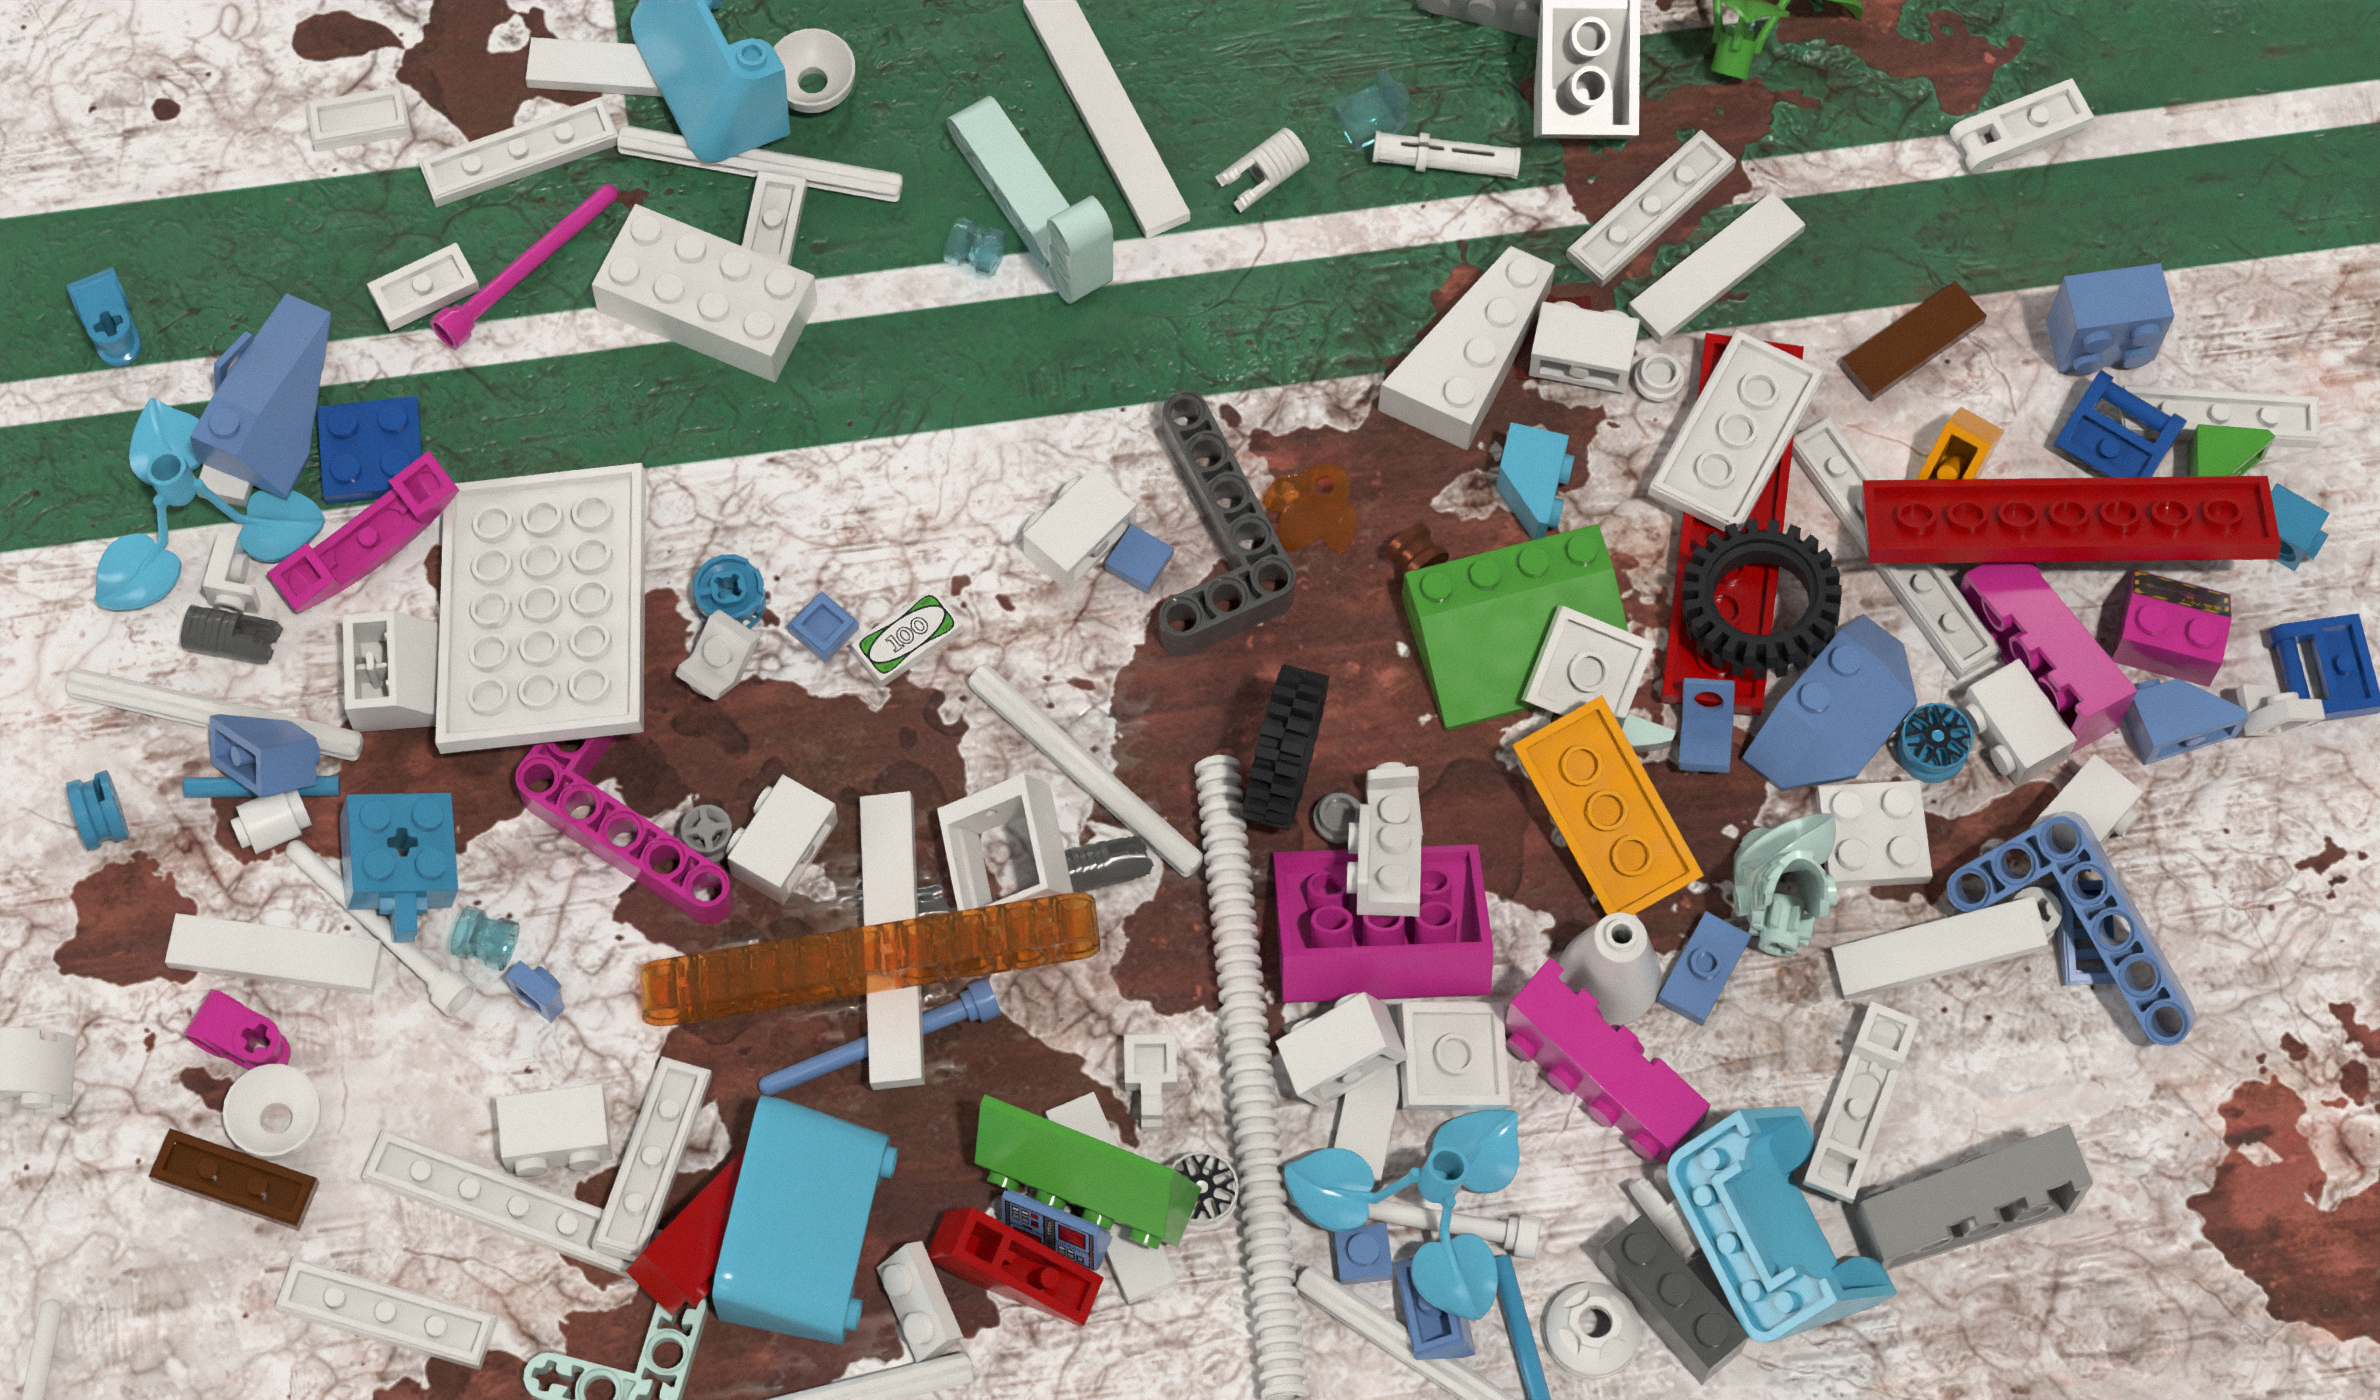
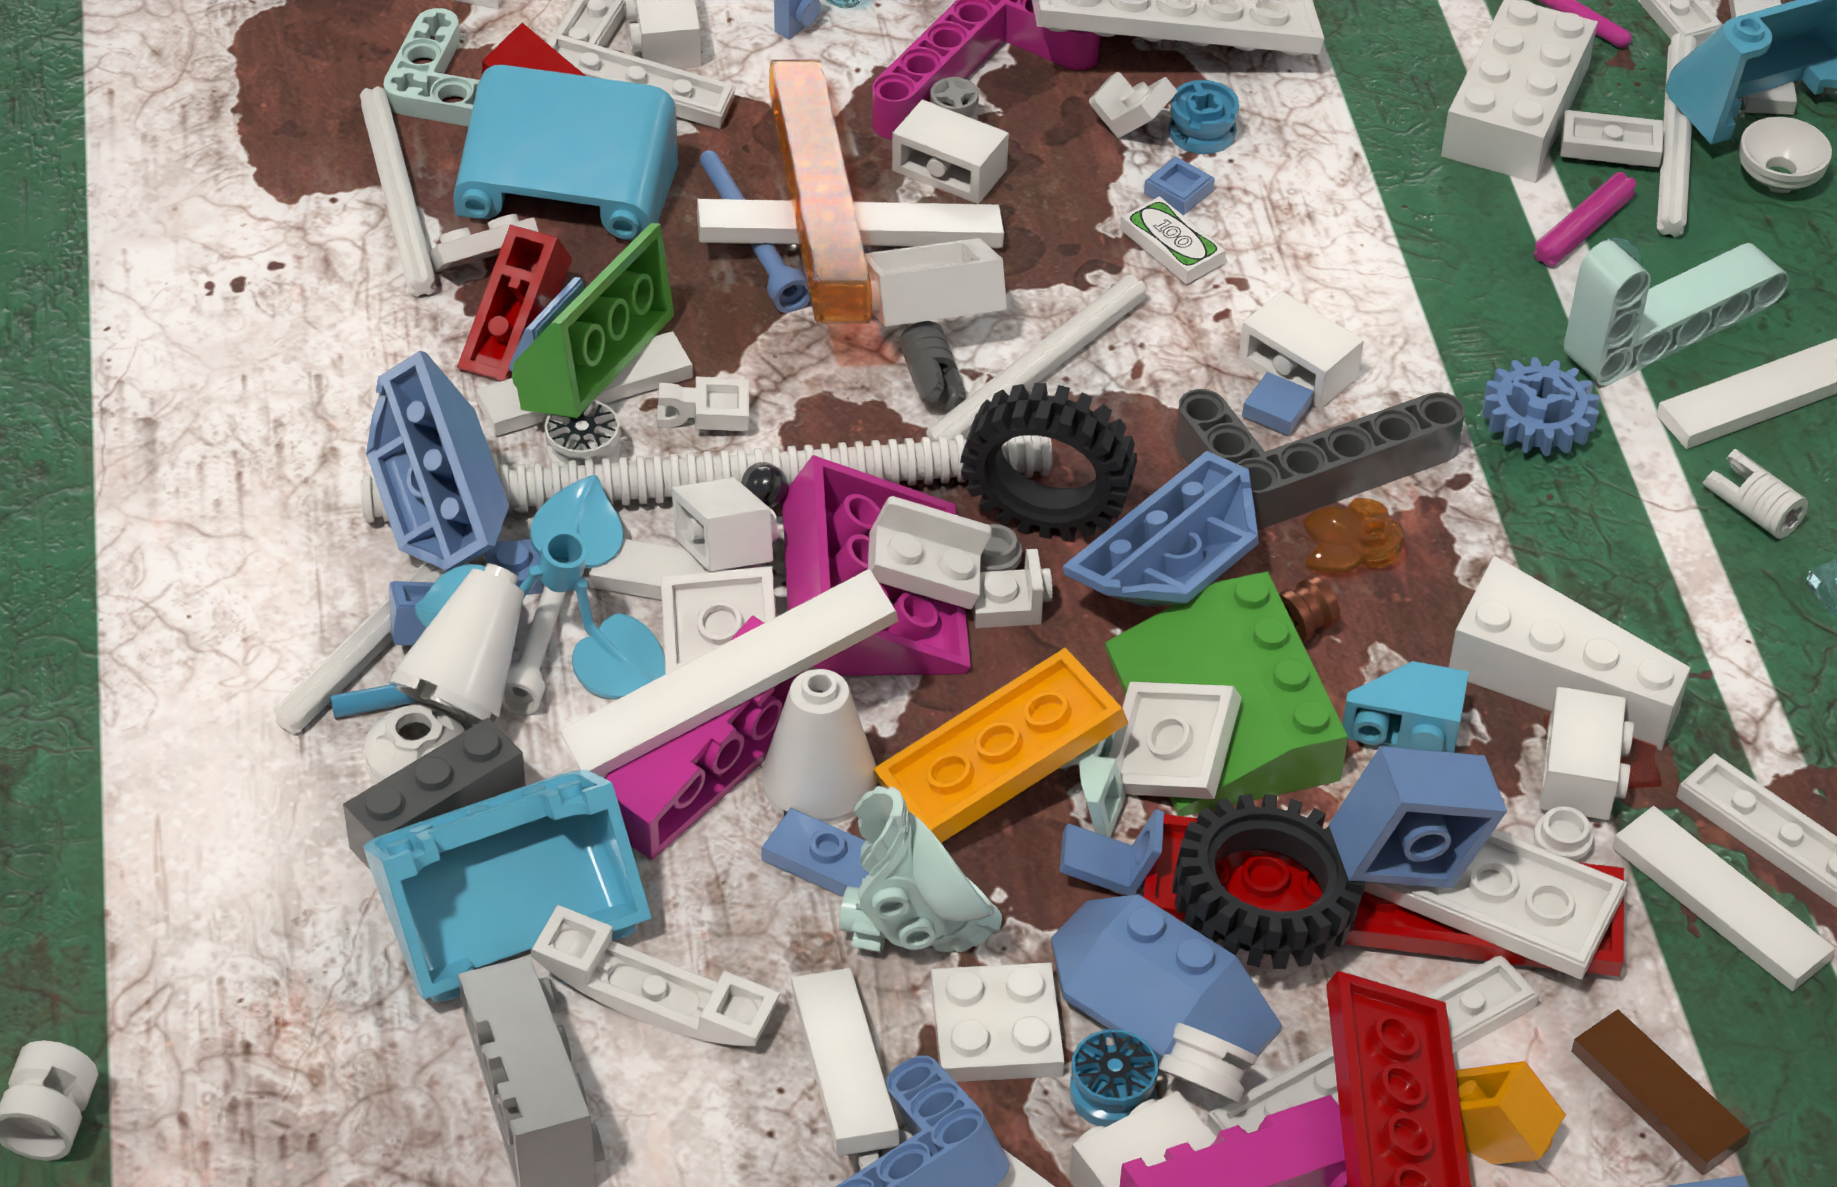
camera: 90 degrees right, 20 degrees down
(885, 262) = (1584, 219): none -> dark pink axle
(1169, 345) = (1540, 406): none -> medium blue gear
(1282, 1012) = (758, 479): none -> black hinge
(1312, 1307) = (433, 466): none -> medium blue wedge
(1366, 647) = (1174, 538): none -> medium blue wedge
(1446, 154) = (1811, 630): white pin -> none
(1532, 1270) = (466, 648): none -> white cone
(1581, 1023) = (729, 675): none -> white tile
(1736, 465) = (1417, 817): none -> medium blue brick
(1940, 662) = (1207, 1062): none -> white wheel

